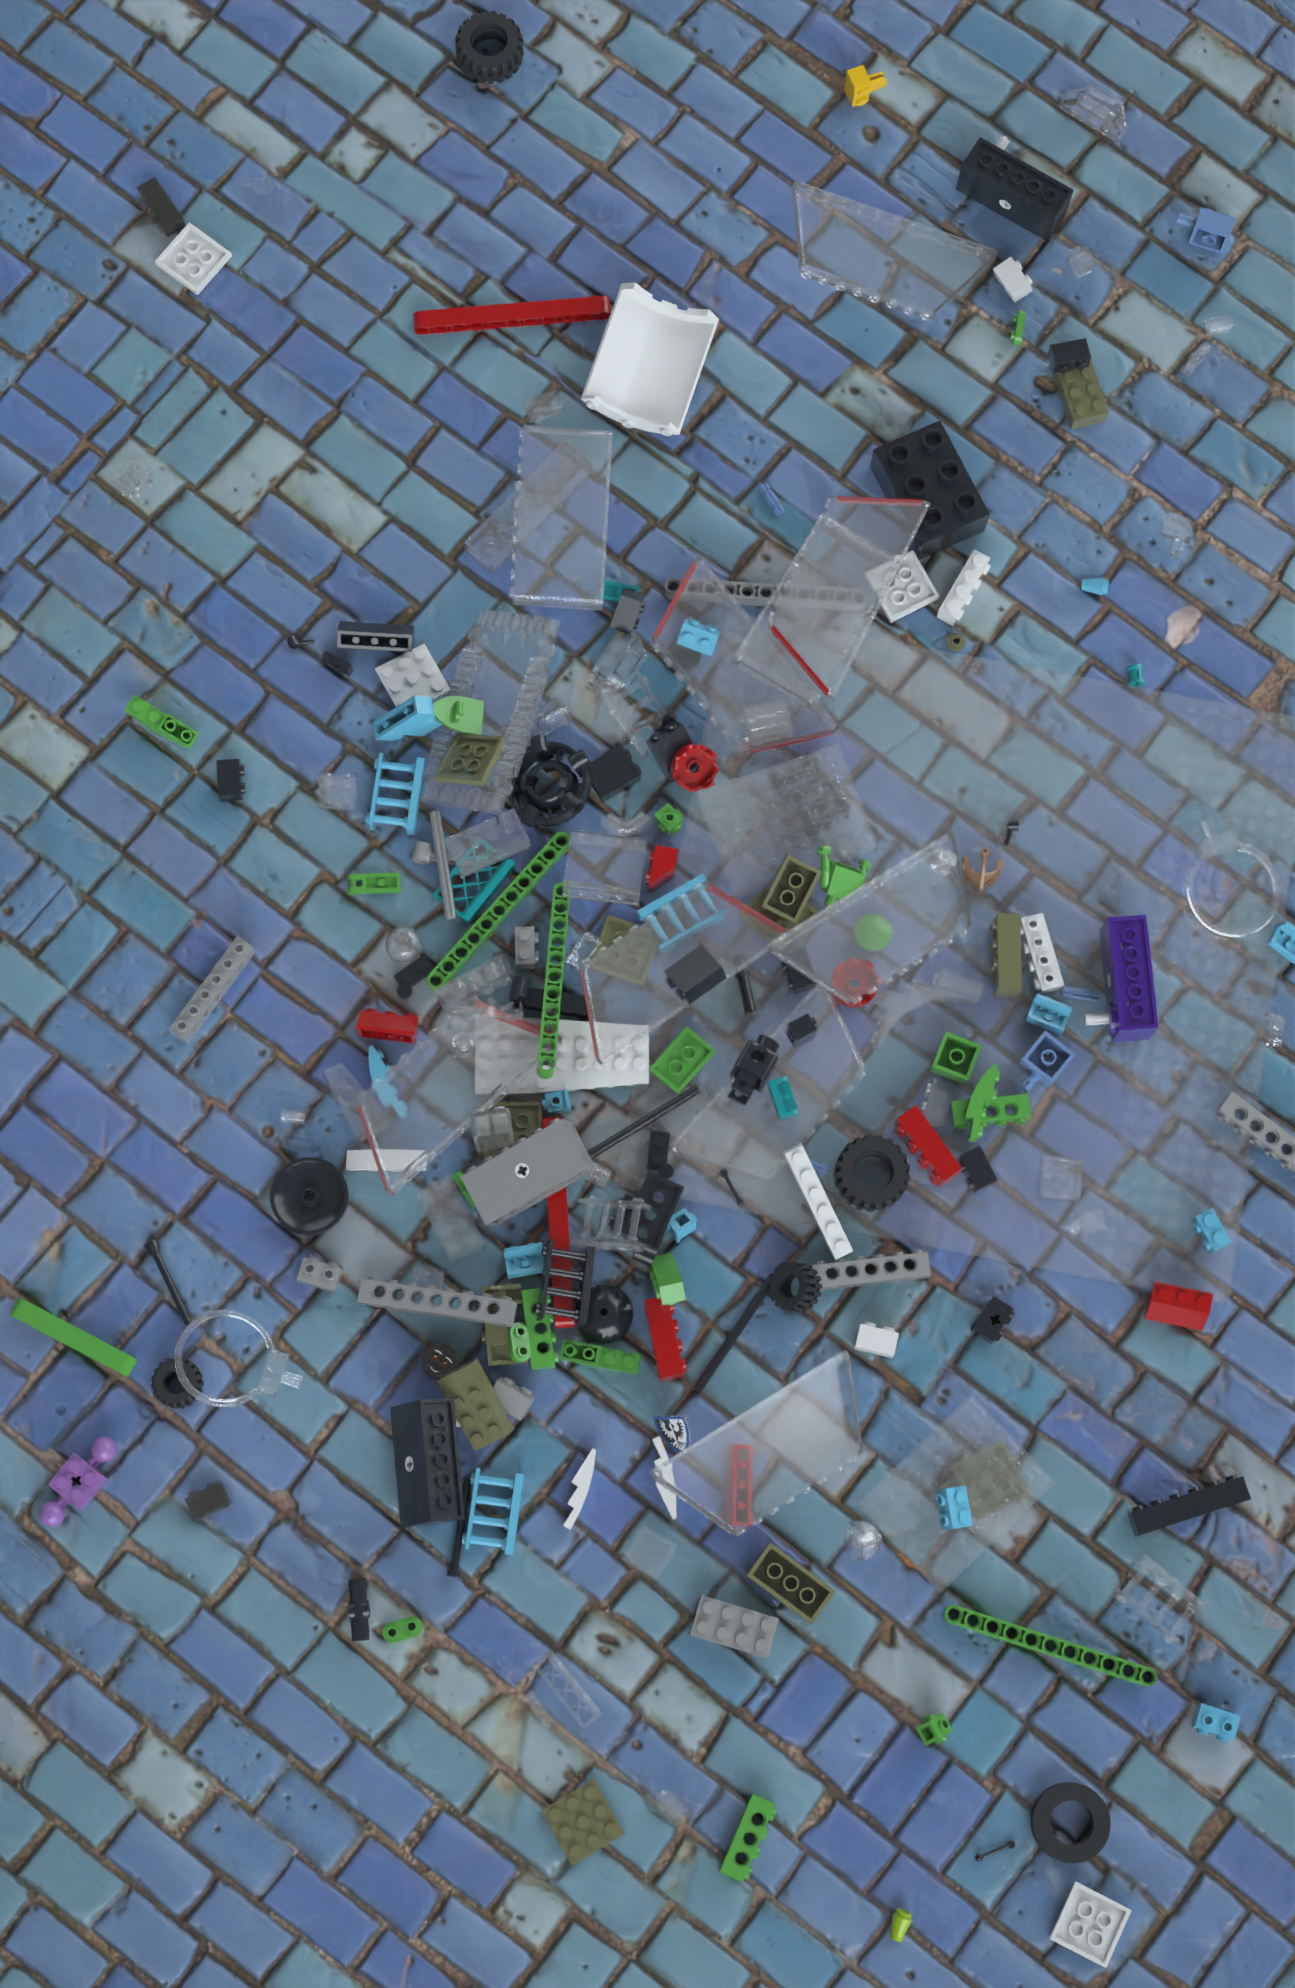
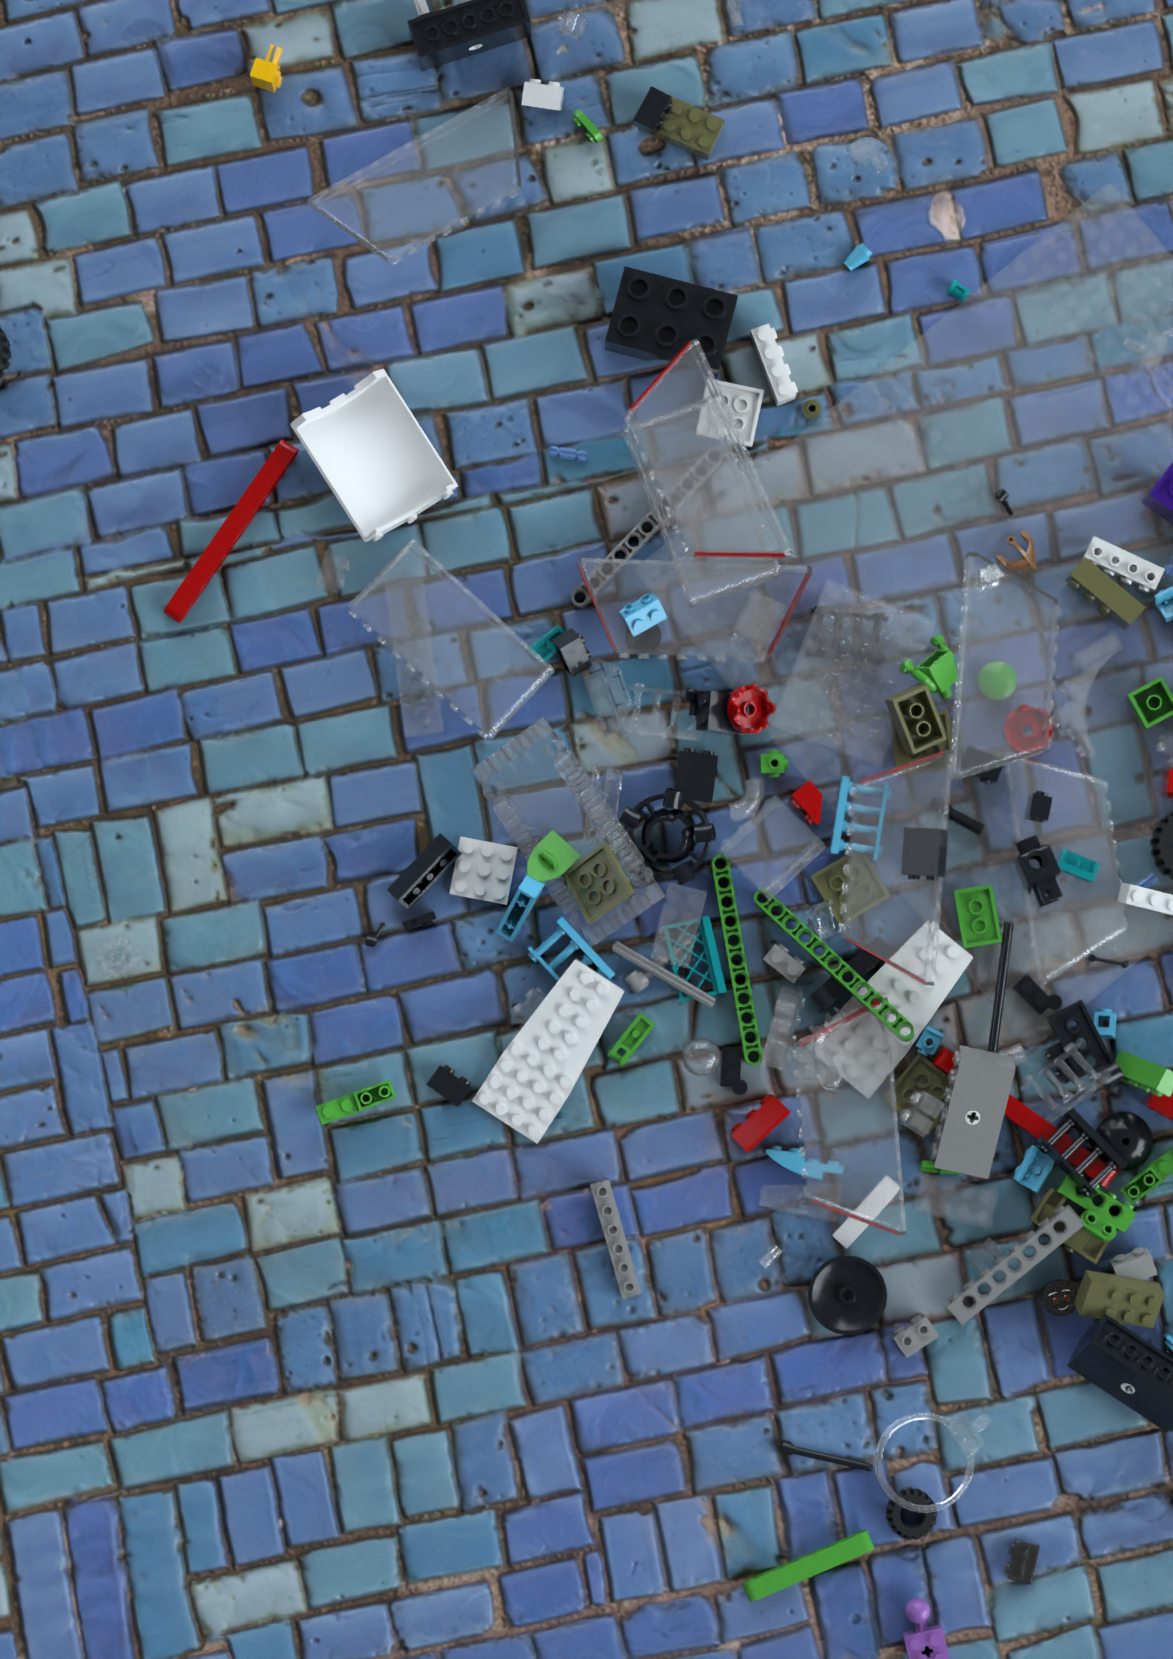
camera: 50 degrees left, 10 degrees up
(314, 830) = (550, 1052): none -> white wing

